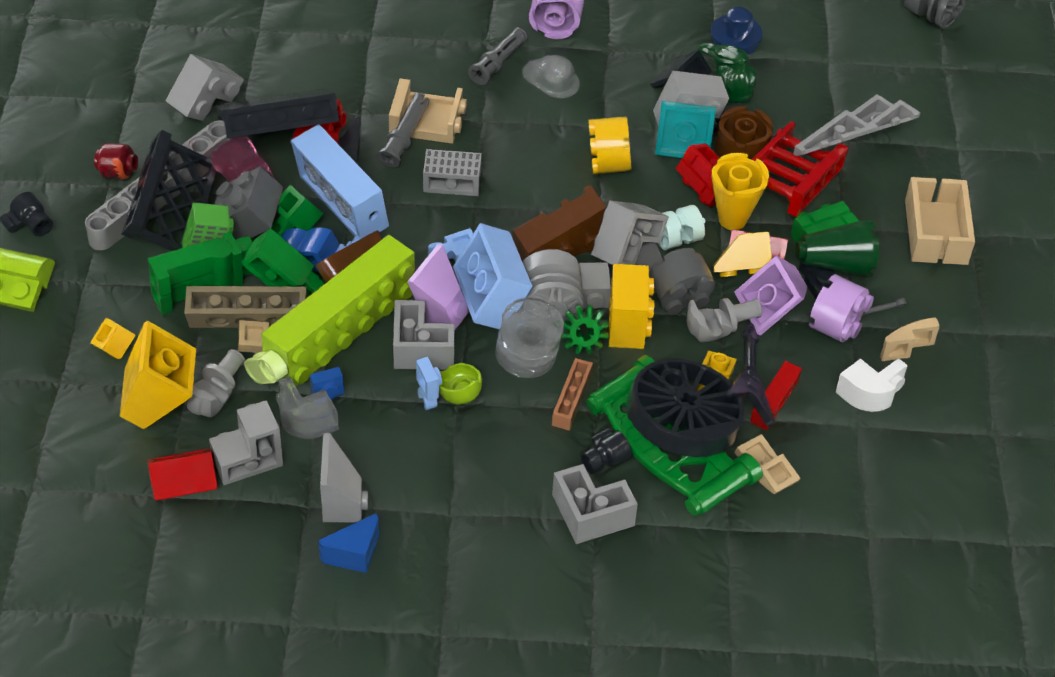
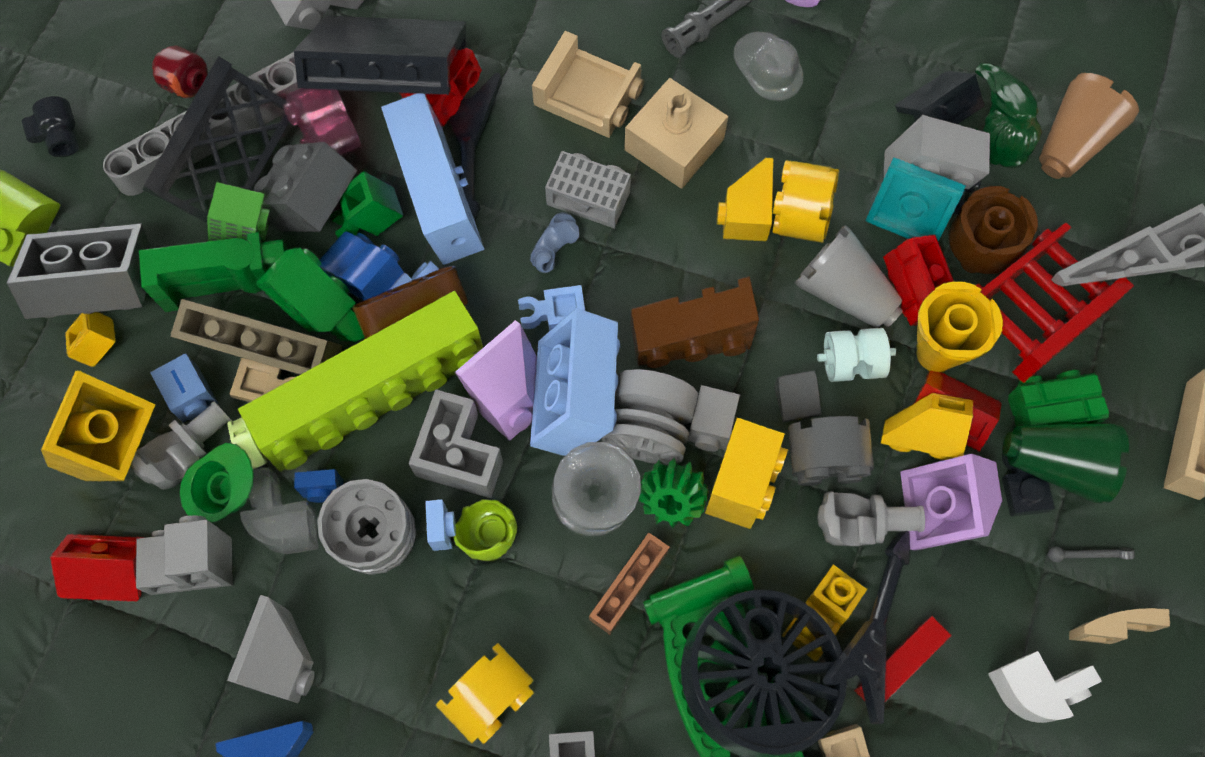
camera: 20 degrees right, 20 degrees up
(100, 291) = (79, 271): none -> dark grey brick
(208, 347) = (183, 387): none -> medium blue brick
(262, 381) = (217, 483): none -> green piece
(376, 394) = (344, 523): none -> light grey wheel
(399, 139) = (537, 121): dark grey pin -> none
(441, 203) = (558, 233): none -> sand blue piece
(499, 469) = (485, 694): none -> yellow brick
(502, 126) = (675, 133): none -> tan brick
(571, 159) = (748, 205): none -> yellow slope
(608, 450) = (646, 695): black piece -> none
(625, 230) = (779, 353): light grey brick -> none
(658, 184) = (851, 281): none -> light grey cone
(737, 30) = (1037, 52): dark blue plate -> none
(784, 63) = (1085, 124): none -> medium nougat cone
(840, 309) = (1037, 559): lavender brick -> none

